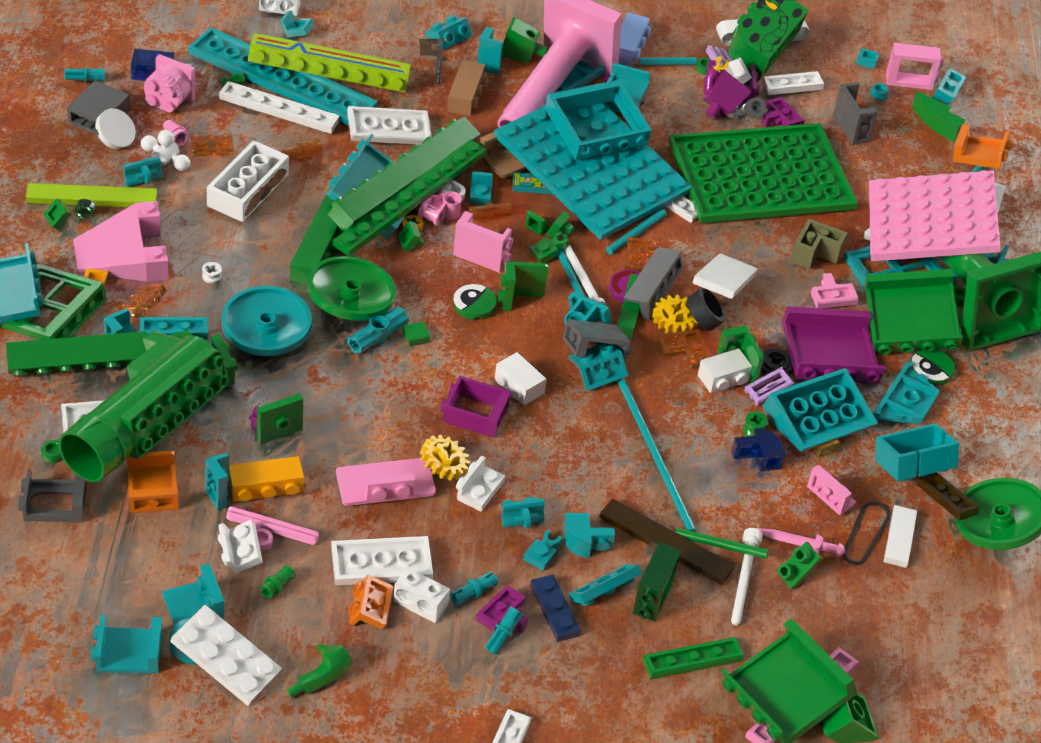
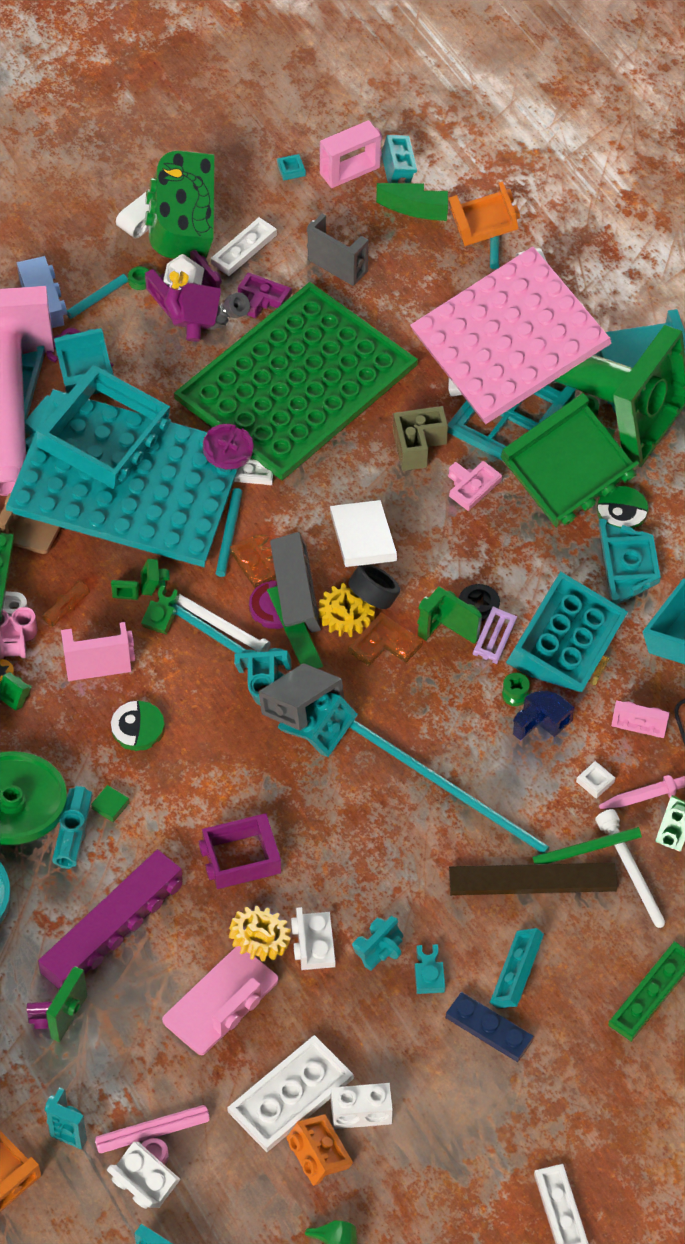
camera: 30 degrees left, 10 degrees up
(266, 479) = (107, 1080): light orange brick -> none
(275, 583) = (210, 1195): green pin -> none
(359, 393) = (112, 919): none -> magenta brick
(473, 588) = (400, 1060): teal pin -> none
(480, 188) = (35, 582): teal bracket -> none
(497, 608) = (448, 1066): magenta hinge -> none
(503, 630) = (468, 1089): teal axle -> none
(520, 378) = (257, 789): white brick -> none
(522, 280) = (171, 671): green bracket -> none
(528, 183) = (75, 544): tile -> none
(582, 539) = (456, 933): teal brick -> none
(656, 582) = (568, 935): dark green window -> none
(675, 179) = (227, 446): none -> magenta tile
(714, 53) = (148, 259): lavender tile -> none
(724, 370) = (442, 645): white brick -> none
(766, 511) = (595, 779): none -> white tile
(830, 341) = (516, 548): magenta panel -> none
(879, 92) = (335, 204): teal plate -> none

